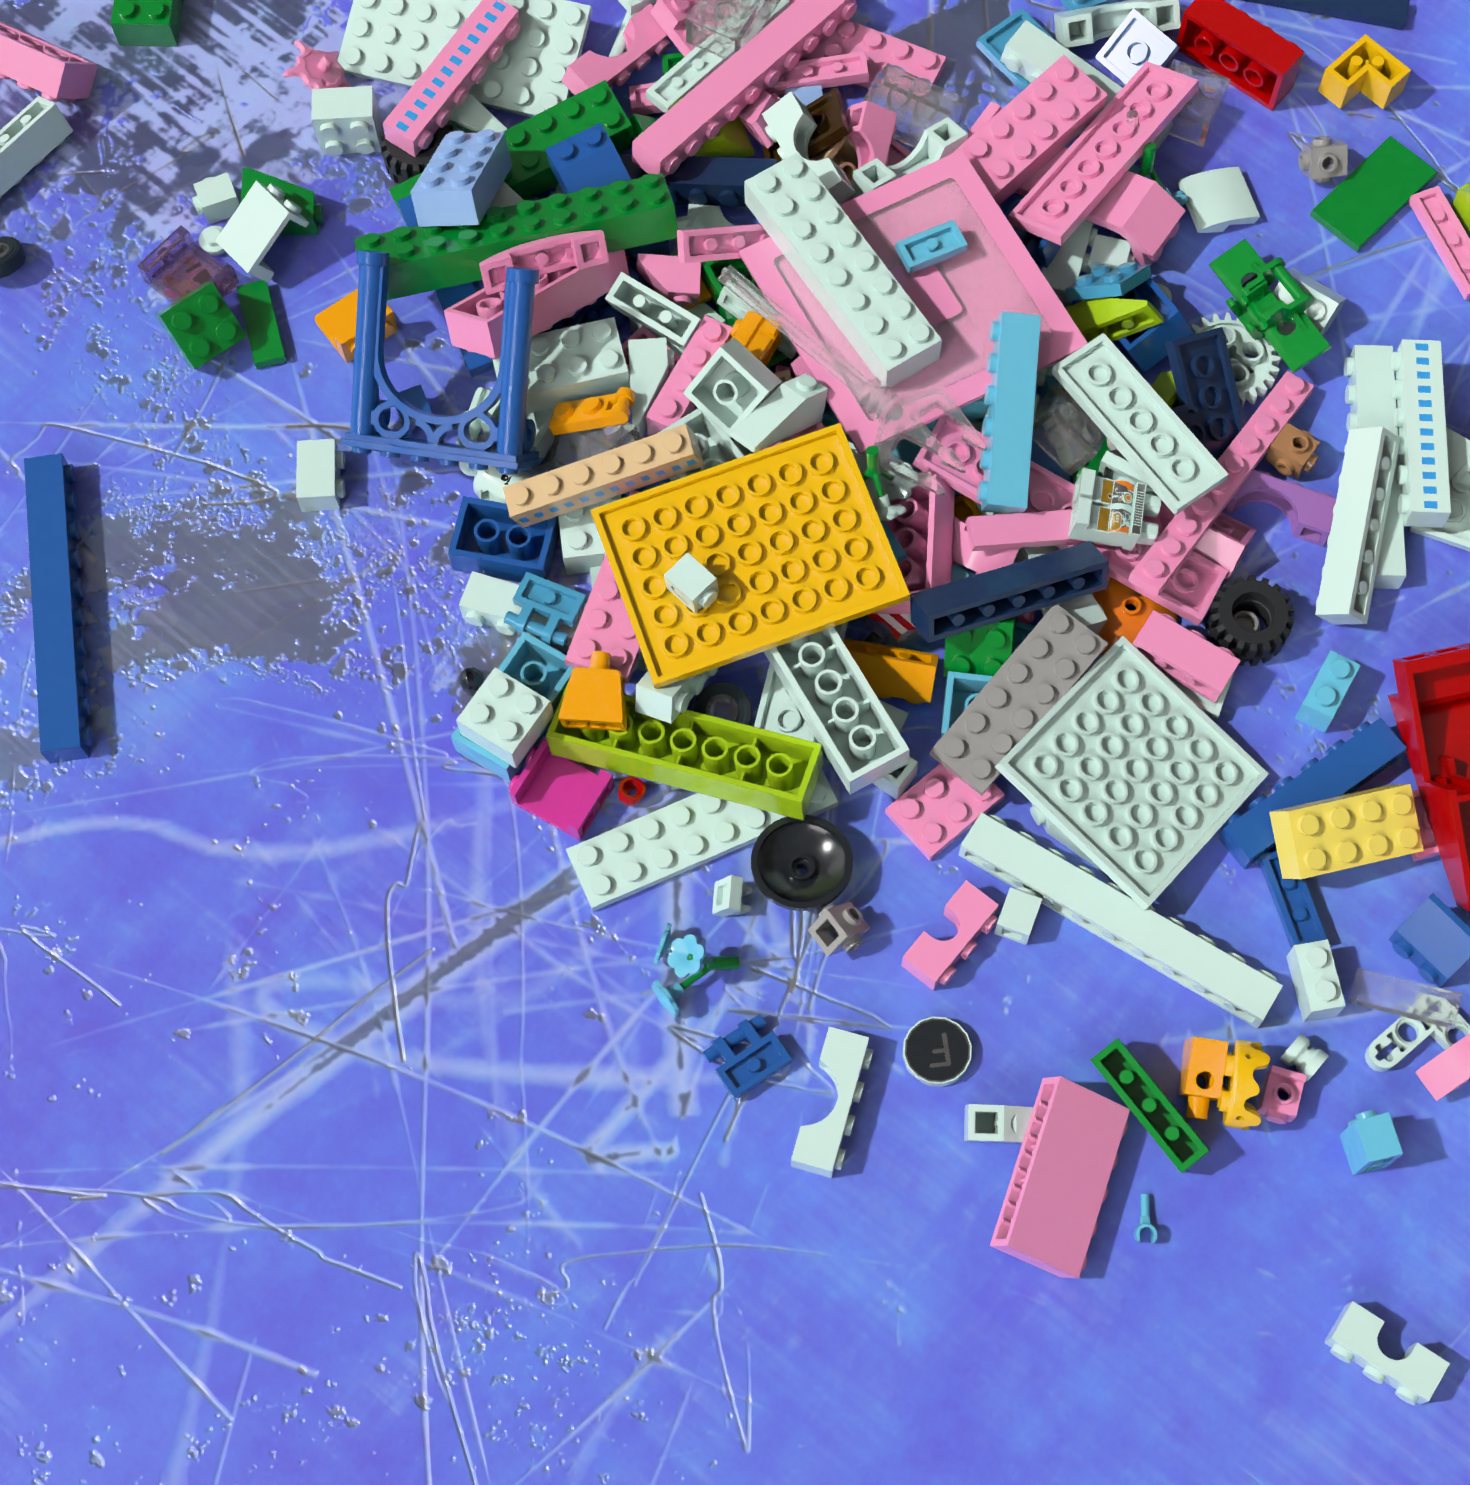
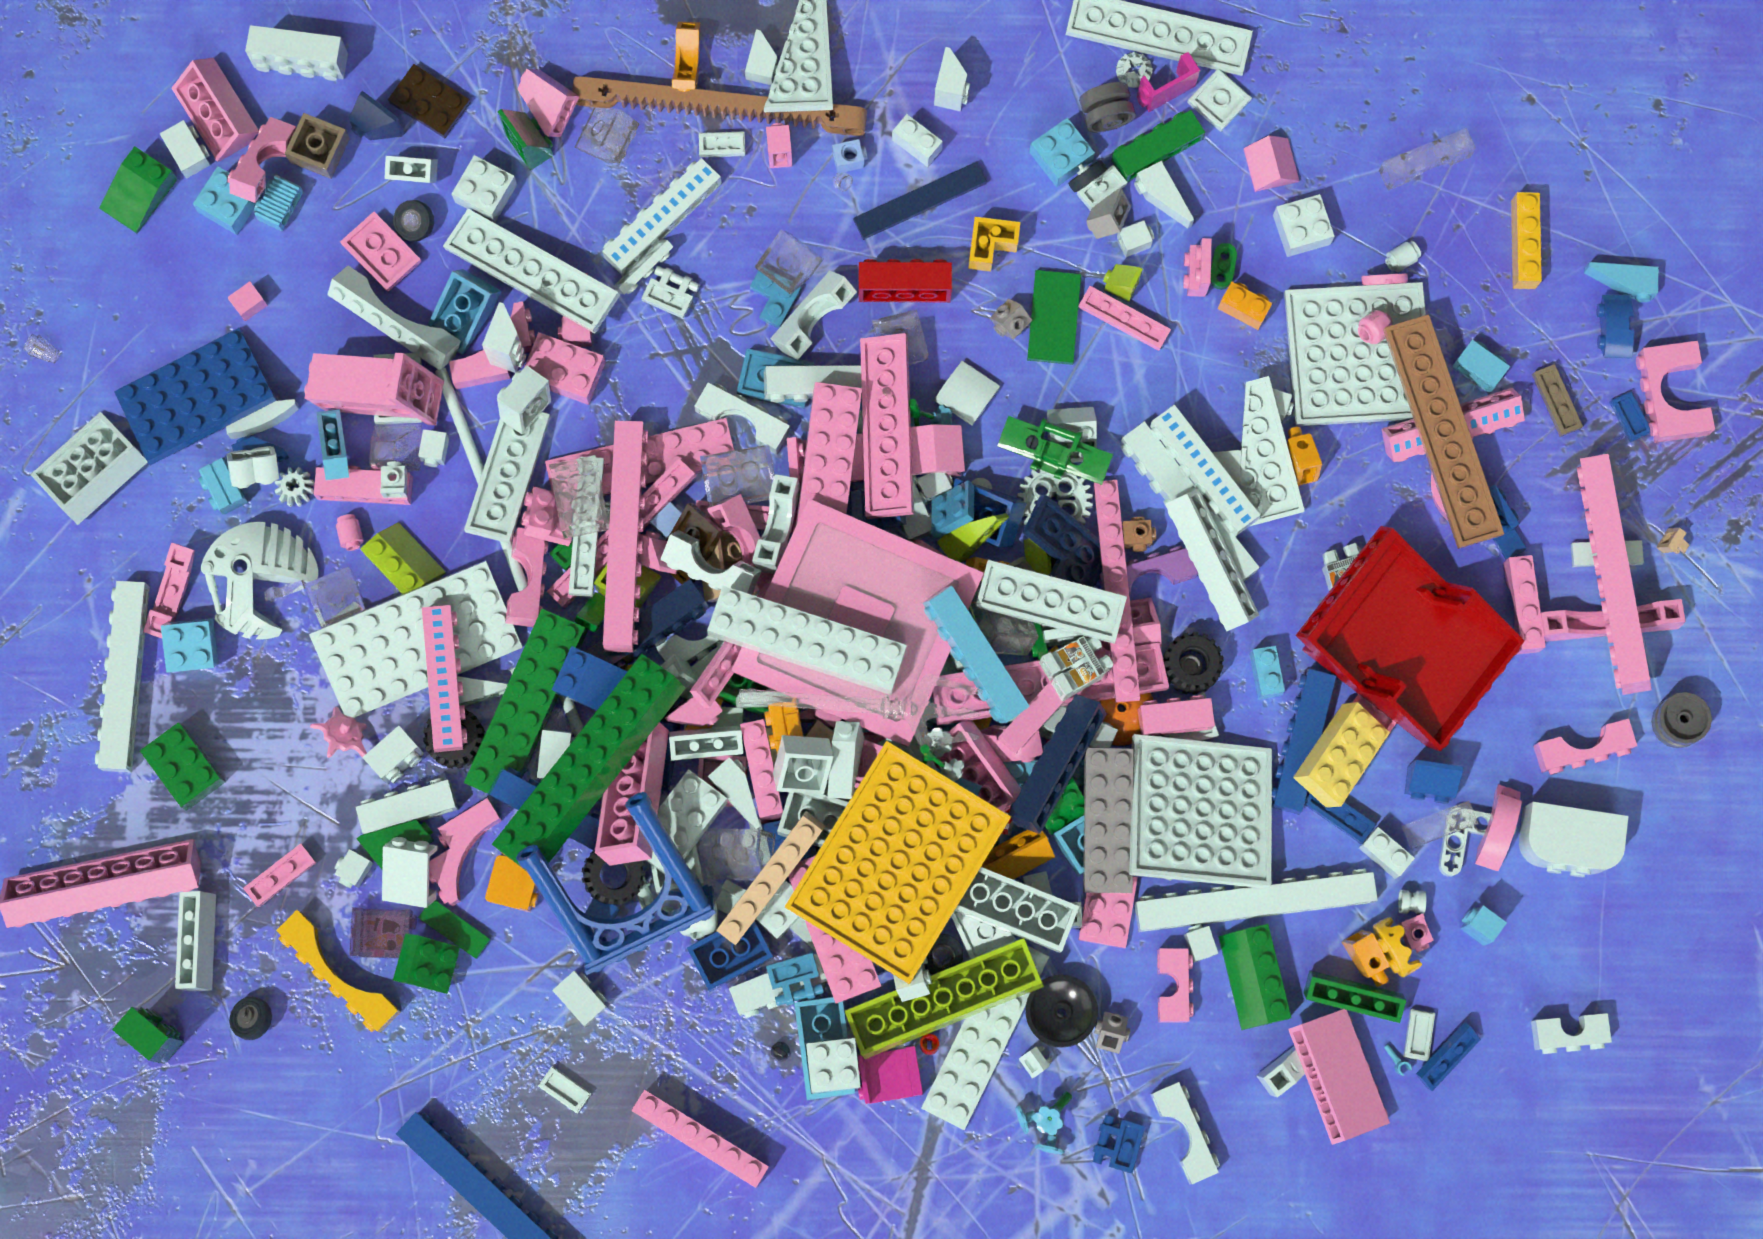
camera: 45 degrees left, 10 degrees up
(113, 226) = (304, 938): none -> yellow arch
(145, 156) = (279, 875): none -> bright pink plate
(207, 240) = (373, 897): light aqua plate -> none
(226, 552) = (564, 1089): none -> light aqua tile
(307, 260) = (460, 837): none -> bright pink arch
(312, 700) = (700, 1138): none -> bright pink brick
(334, 184) = (415, 804): none -> light aqua brick
(445, 394) = (606, 895): none -> black tyre
(461, 179) = (524, 754): light blue brick -> none
(546, 254) = (621, 768): bright pink slope -> none
(592, 412) = (724, 839): light orange plate -> none
(595, 697) = (875, 1012): light orange torso -> none
(692, 583) = (886, 909): light aqua brick -> none
(931, 246) = (846, 582): medium azure plate -> none
(937, 1051) = (1216, 1056): black tile -> none
(950, 36) = (717, 403): none -> light aqua arch
(1050, 998) = (1254, 977): none -> green slope
(1135, 44) = (842, 328): plate -> none
(1194, 1213) = (1419, 1035): none -> light aqua tile
(1210, 1262) = (1448, 1056): none -> blue plate

